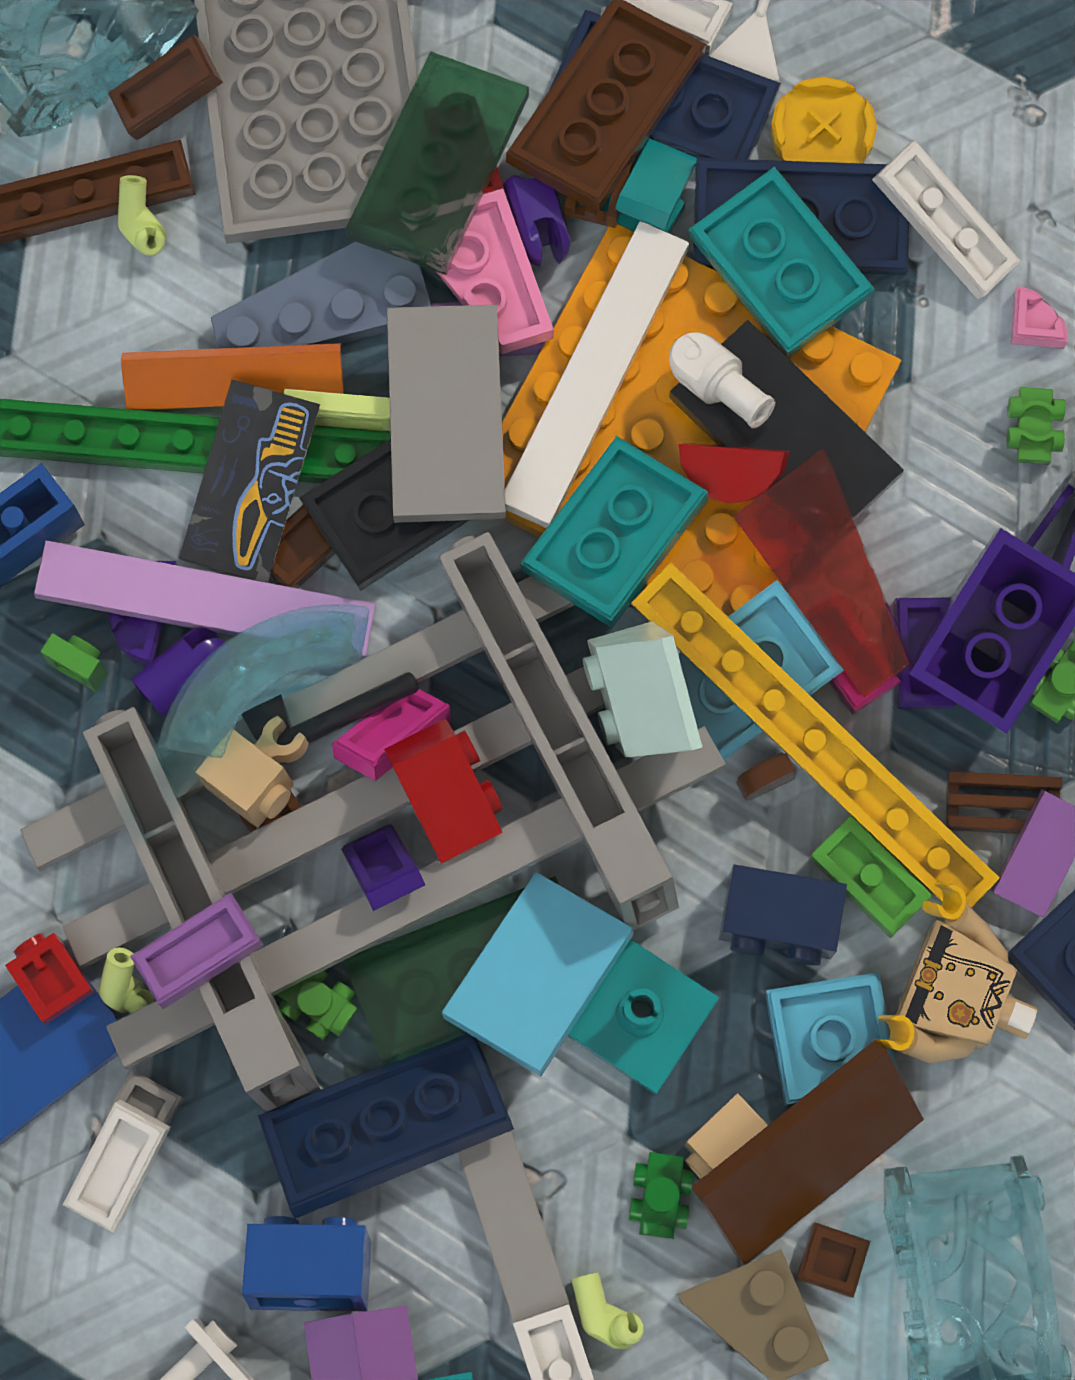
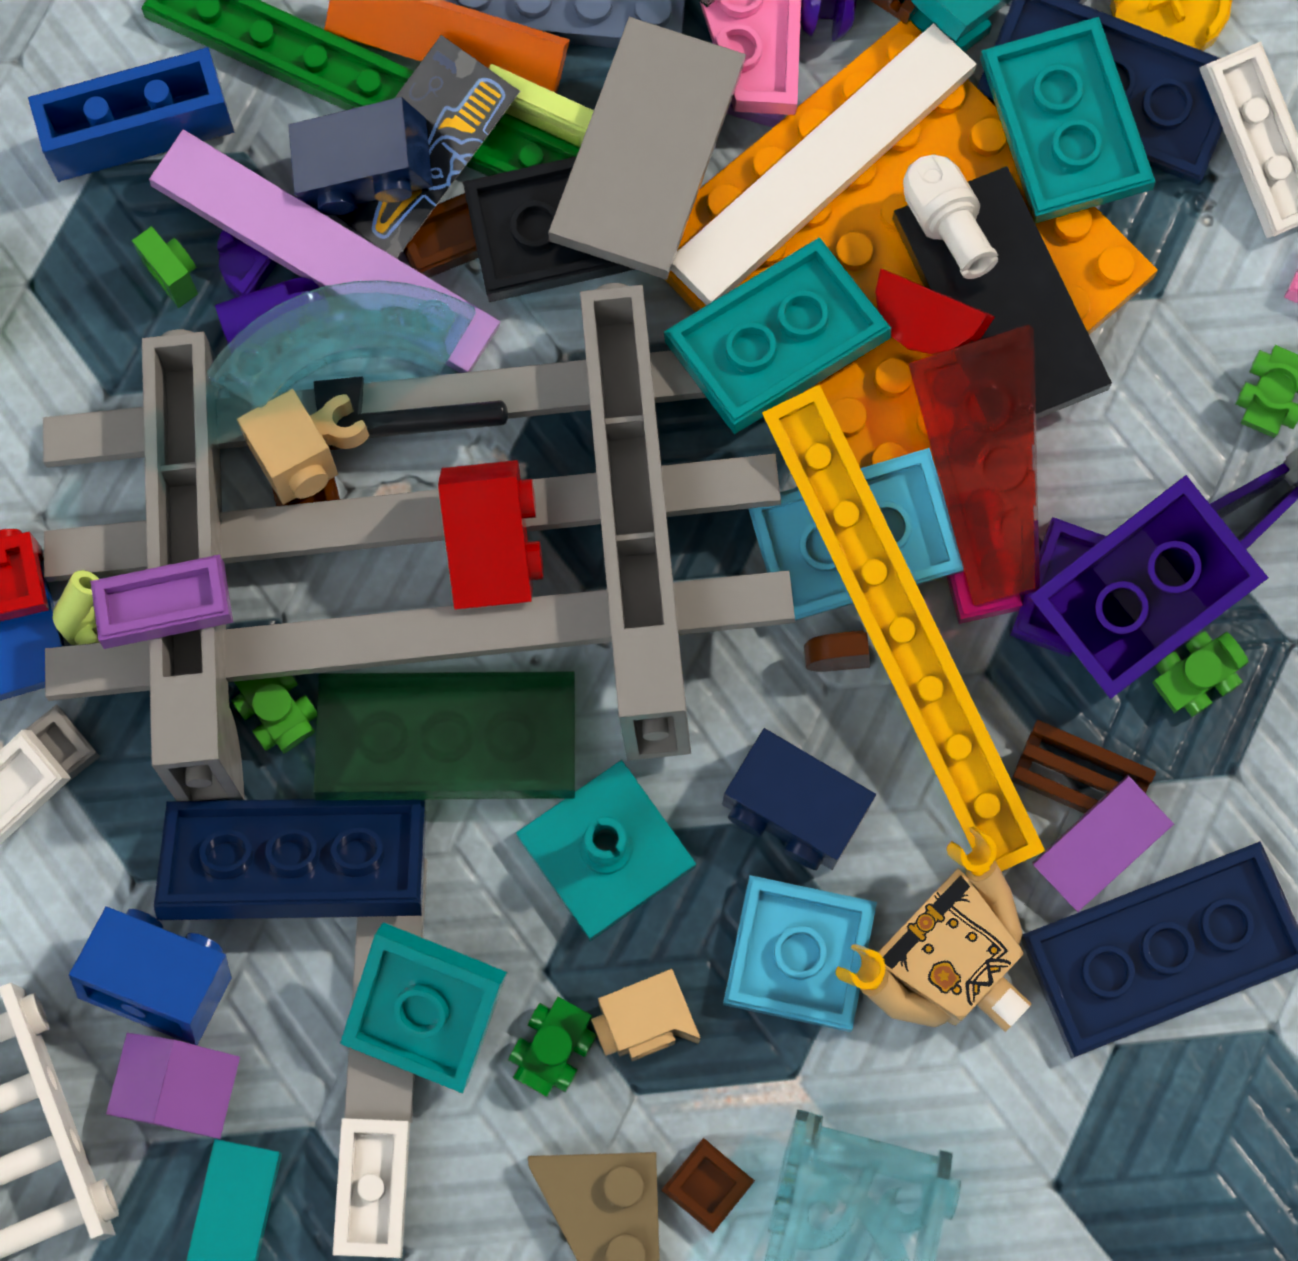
camera: 20 degrees right, 0 degrees up
(205, 508) = (360, 156): none -> dark blue brick
(365, 742) = (423, 457): dark pink tile -> none
(382, 866) = (394, 592): dark purple tile -> none
(538, 973) = (512, 764): medium azure tile -> none
(547, 1205) = (423, 1007): none -> teal tile
(602, 1319) = (438, 1152): yellowish green arm -> none
(642, 692) = (733, 507): light aqua slope -> none
(808, 1152) = (724, 1060): reddish brown tile -> none
(872, 876) = (907, 798): bright green plate -> none

